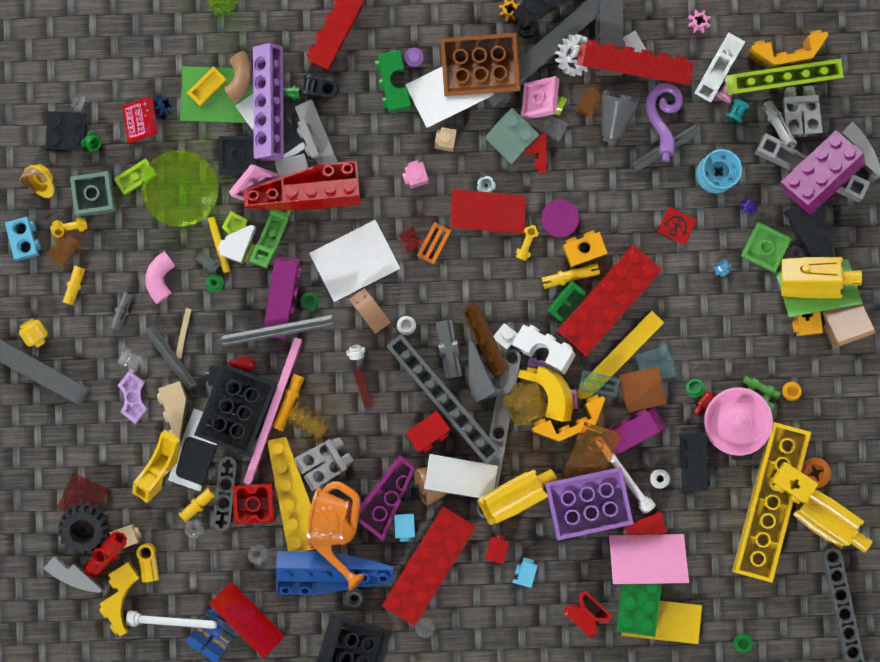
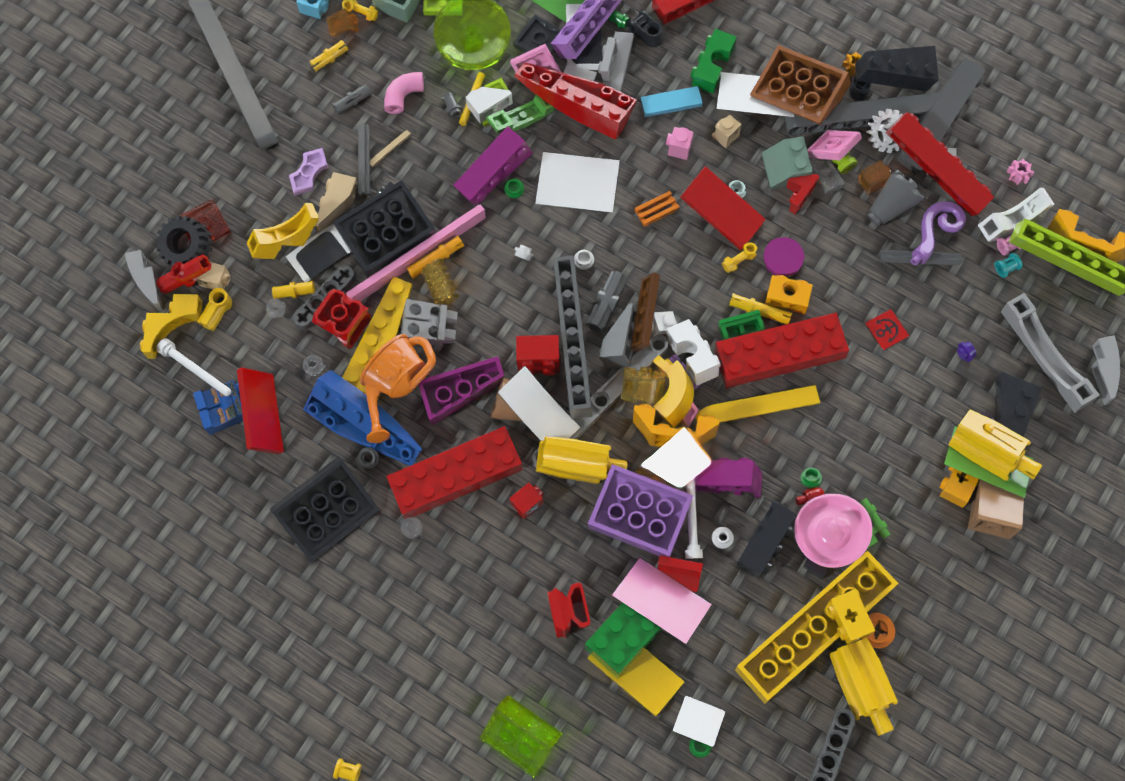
camera: 35 degrees right, 15 degrees down
(33, 333) = (267, 69): yellow head -> none
(130, 360) = (329, 141): clear wheel -> none
(219, 283) = (448, 129): green plate -> none
(243, 363) = (423, 202): red cylinder -> none
(278, 330) = (469, 187): dark grey axle -> none
(363, 388) = (507, 282): clear red tile -> none
(369, 310) = (560, 226): medium nougat brick -> none
(382, 140) = (671, 101): none -> medium azure tile
(404, 527) = (458, 425): medium azure brick -> none
(409, 240) = (637, 191): clear red wheel -> none
(413, 57) = (744, 54): medium lavender plate -> none
(525, 572) = (538, 539): medium azure brick -> none
(583, 379) = (729, 410): clear light blue tile -> none
(642, 389) = (762, 446): dark orange slope -> none
(655, 358) = (787, 436): clear light blue piece -> none
(722, 268) = (906, 389): dark azure plate -> none
(729, 168) = (958, 301): medium azure wheel -> none
(730, 626) = (699, 721): none -> white sticker
(766, 247) = (959, 396): bright green tile -> none
(776, 119) = (1041, 291): light grey pin -> none
(791, 391) = (902, 540): light orange plate -> none
(802, 112) = (1068, 295): light grey hips -> none
(823, 172) = (1059, 357): brick -> none

